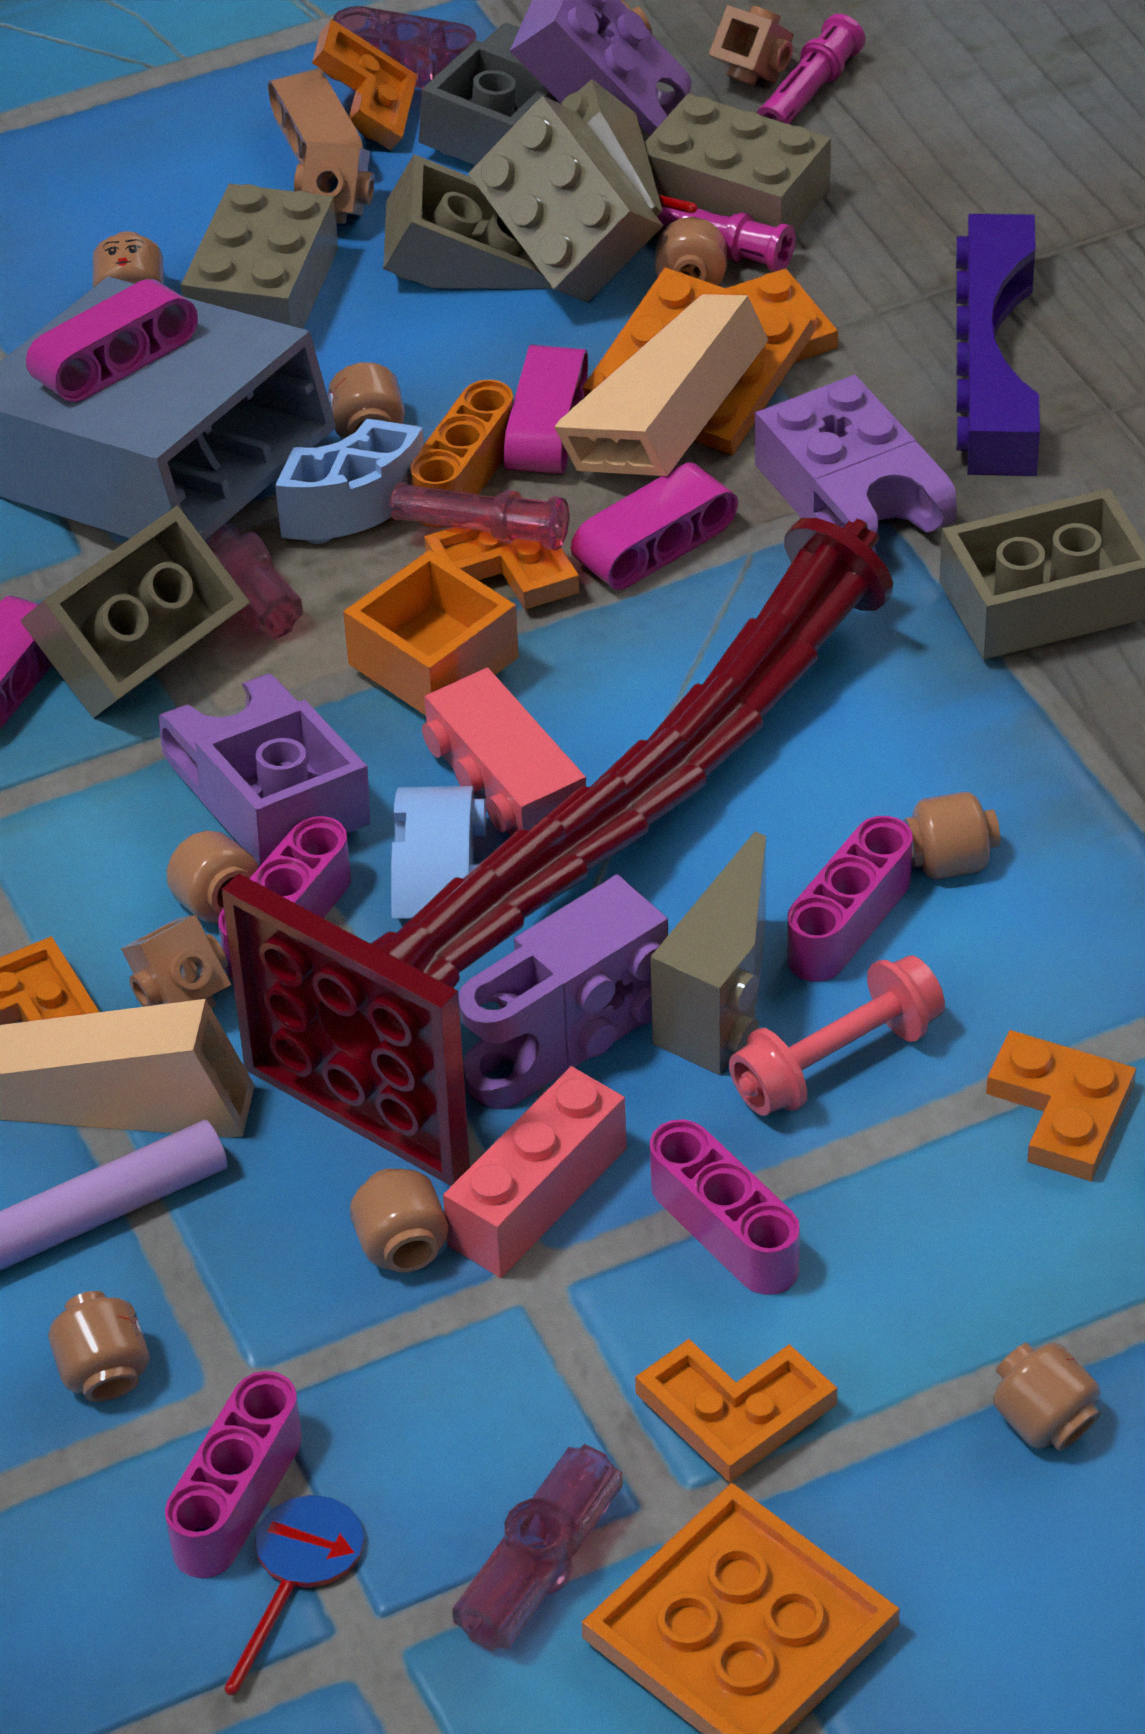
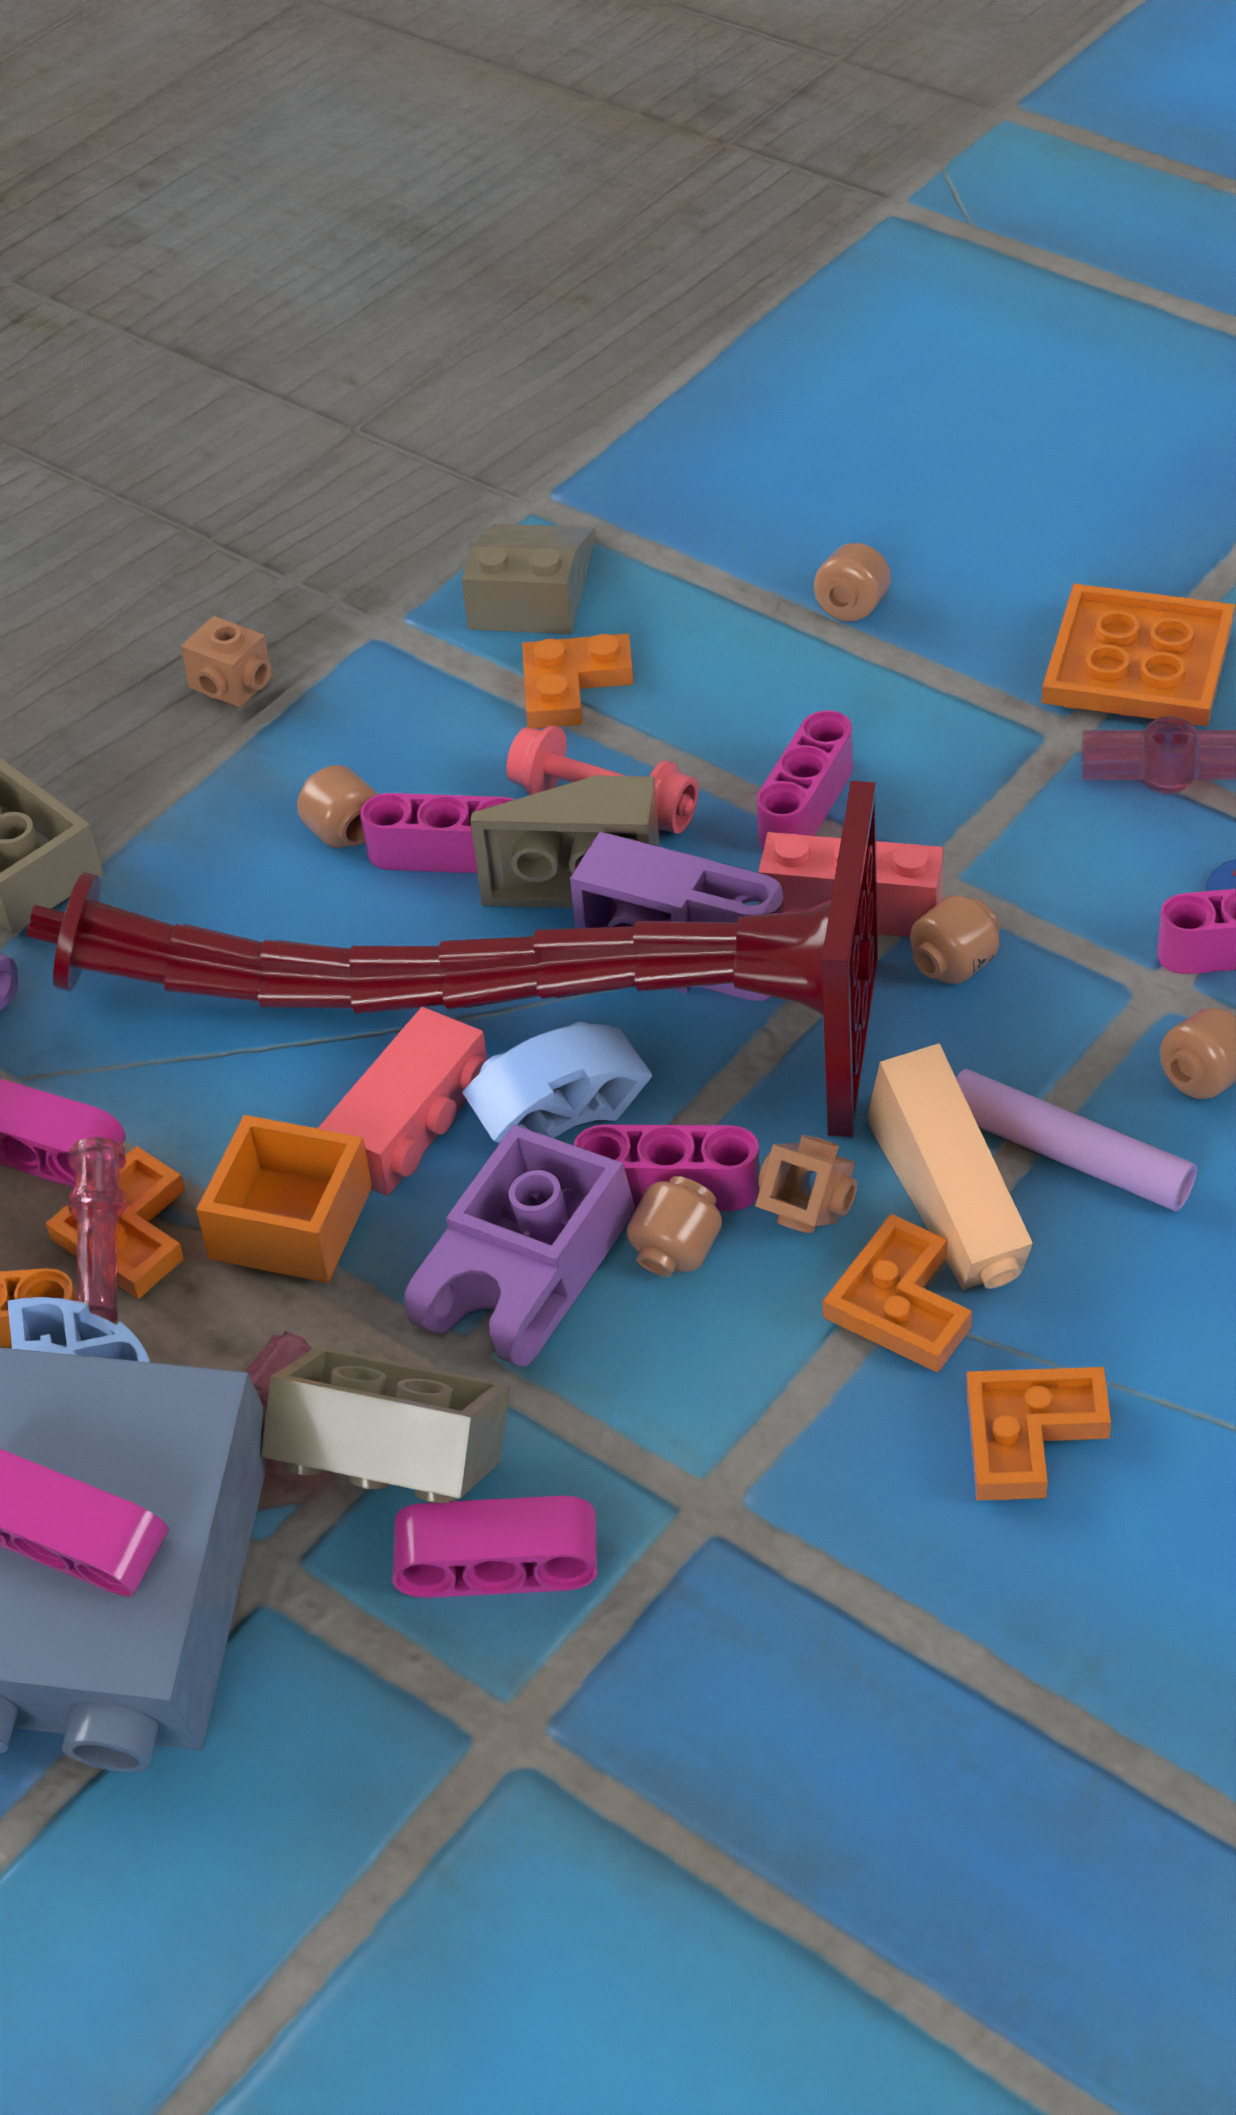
camera: 115 degrees left, 0 degrees up
(731, 1420) = (978, 713): orange plate -> none

